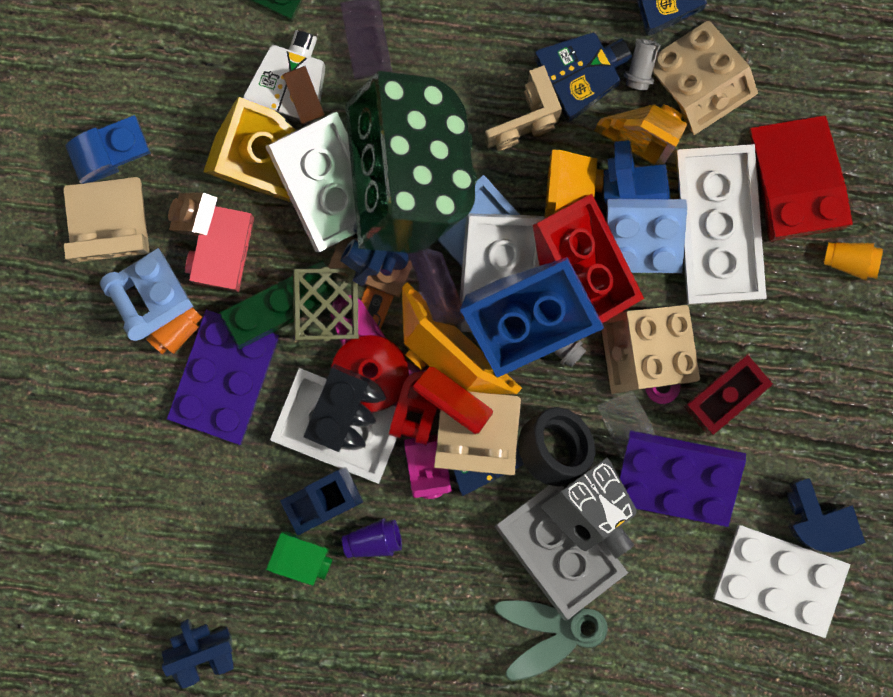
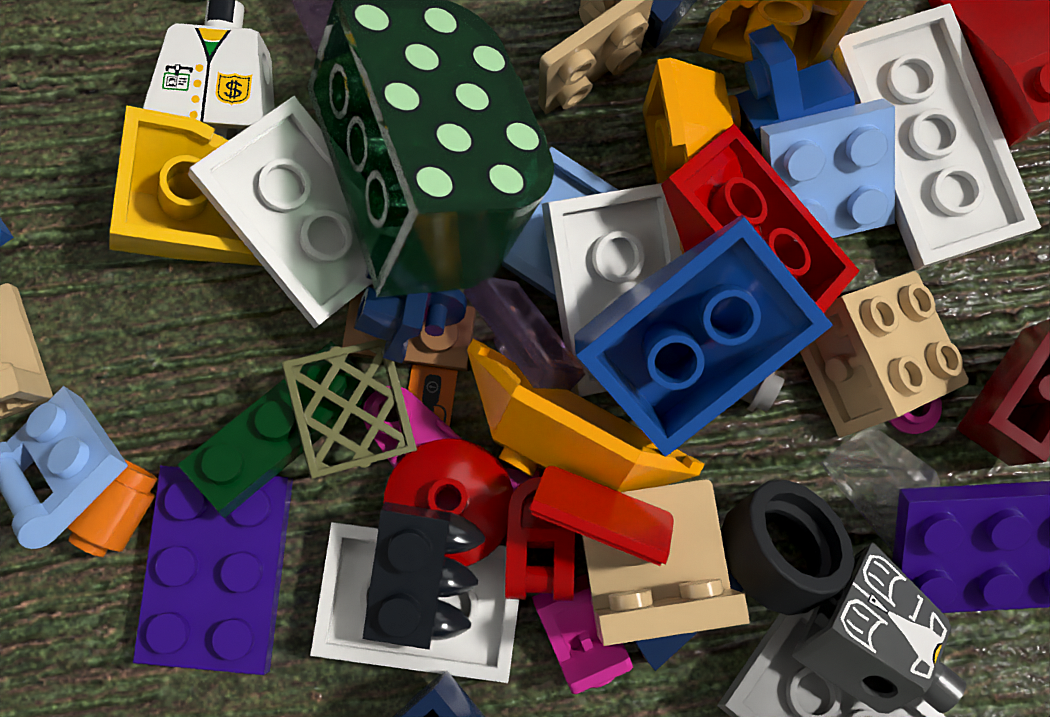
camera: 20 degrees left, 5 degrees down
(191, 213) = (95, 313): medium nougat plate -> none
(223, 252) = (161, 360): coral brick -> none
(303, 95) = (232, 79): reddish brown piece -> none

